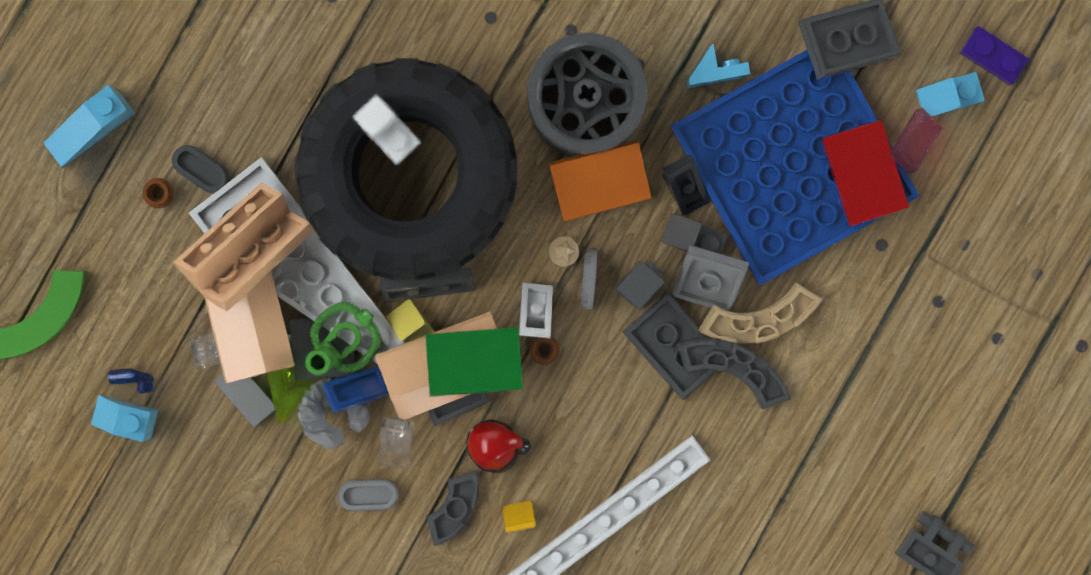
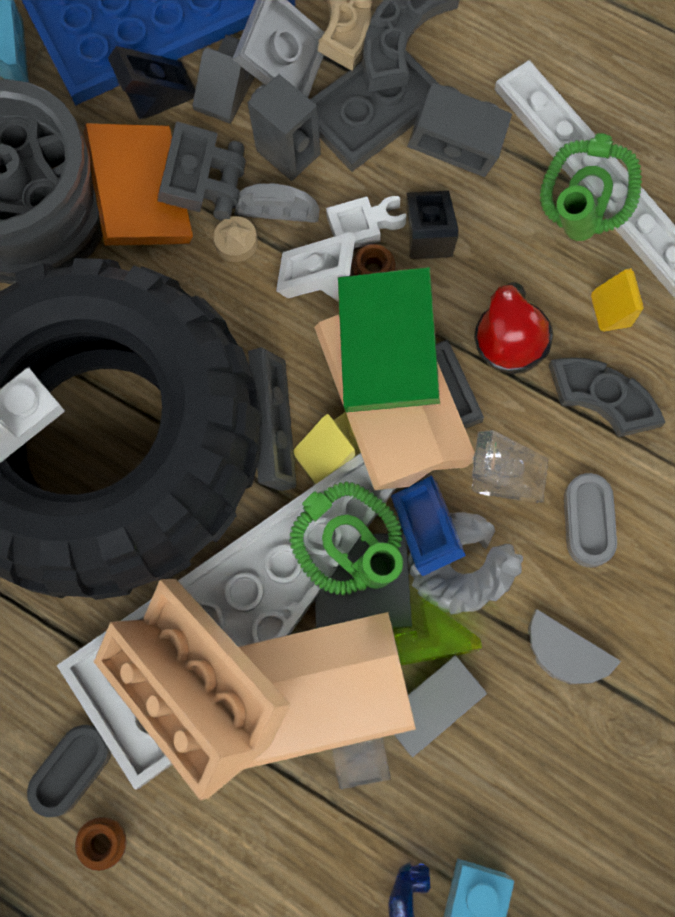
camera: 85 degrees left, 15 degrees down
(280, 478) = (567, 654): none -> light grey tile
(574, 338) = (364, 220): none -> white plate
(575, 389) = (431, 224): none -> black slope
(578, 491) = (576, 204): none -> bright green piece
(612, 217) = (188, 168): none -> dark grey plate
(646, 409) = (459, 129): none -> dark grey brick

